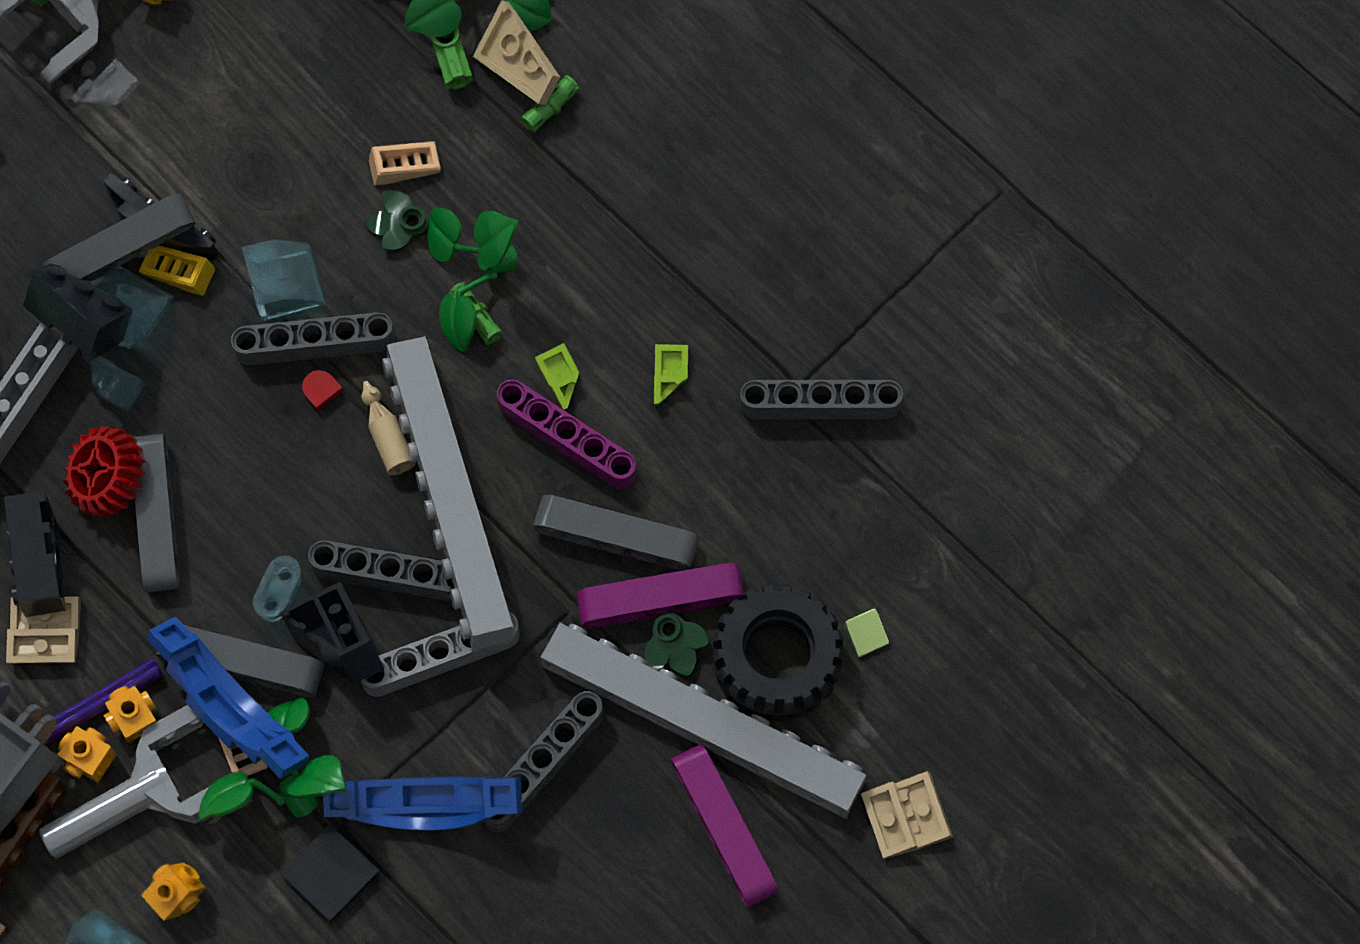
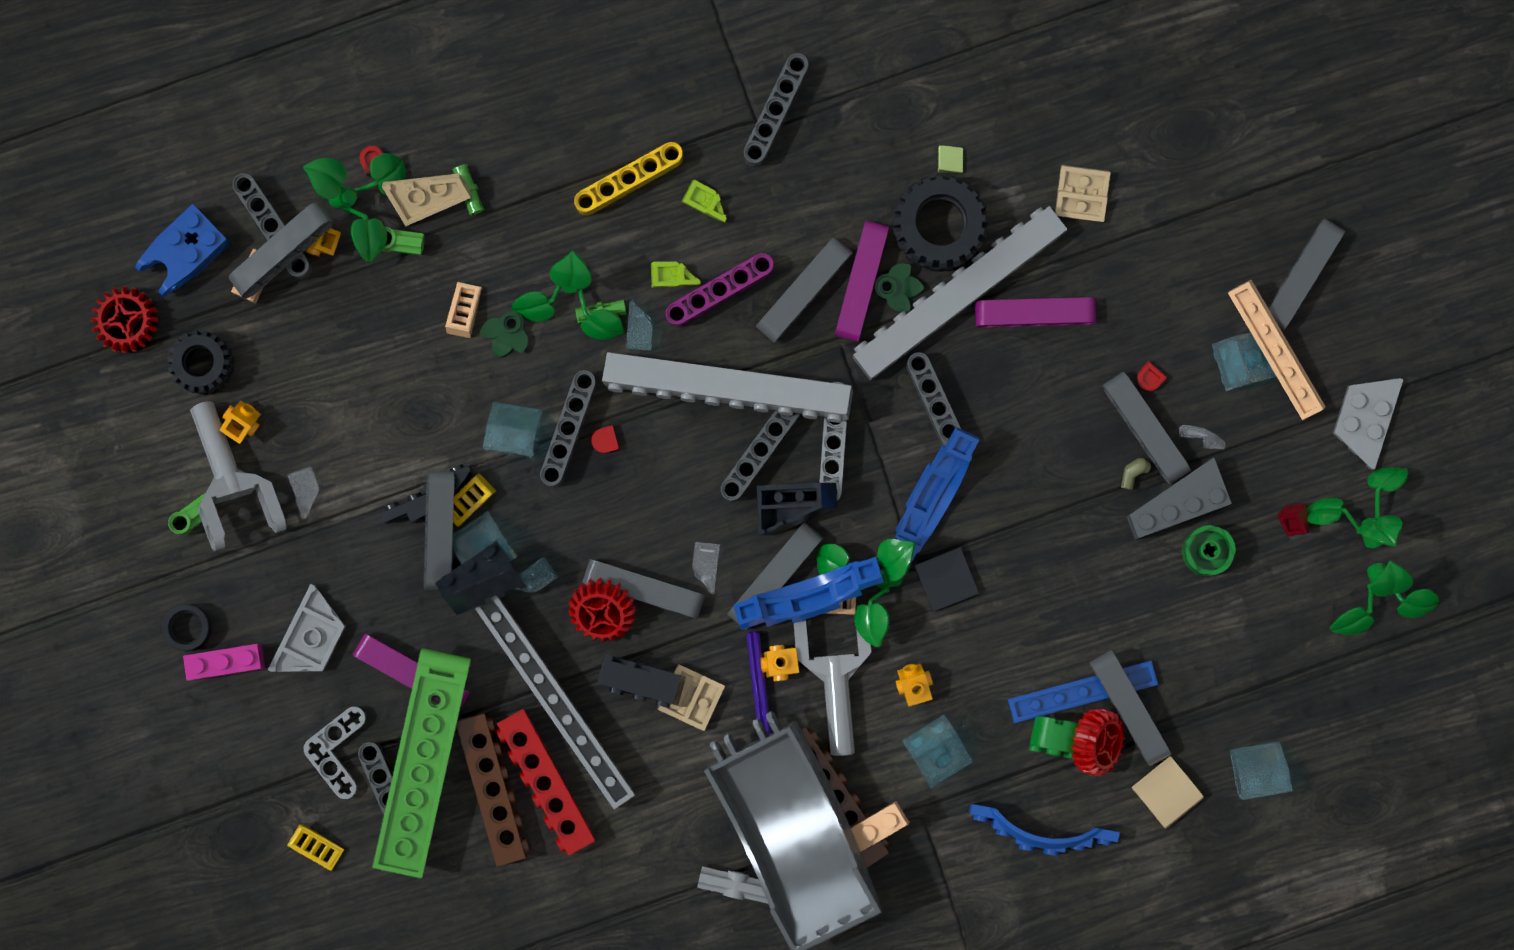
camera: 65 degrees left, 15 degrees up
(86, 754) = (803, 700): light orange brick -> none
(219, 571) = (705, 564): none -> clear slope
(274, 589) = (736, 530): clear light blue plate -> none
(386, 433) = (659, 409): tan wheel -> none
(475, 364) = (639, 328): none -> clear light blue slope
(658, 284) = (635, 168): none -> yellow beam

